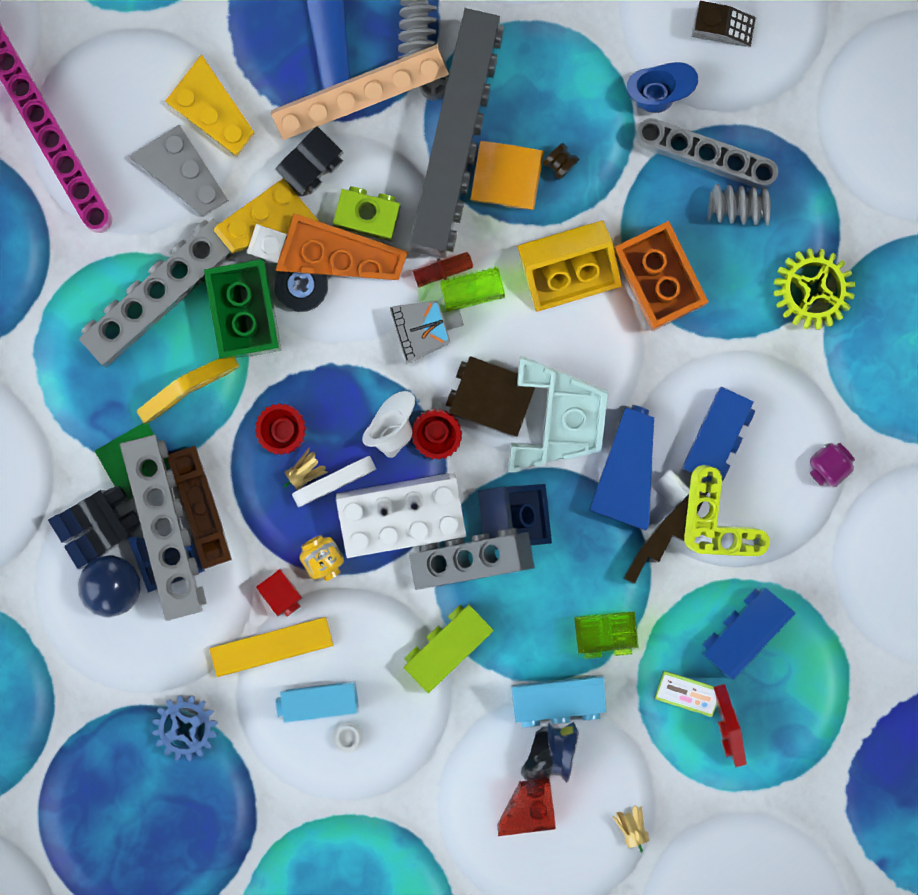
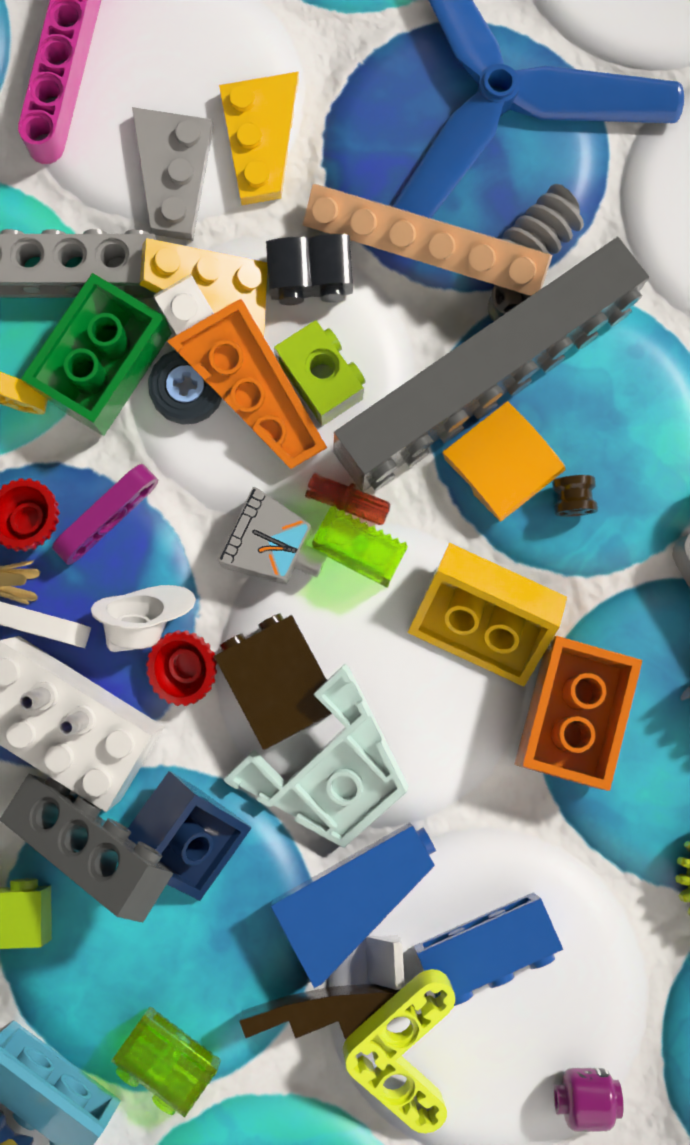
camera: 35 degrees right, 5 degrees down
(322, 390) = (105, 514): none -> magenta beam

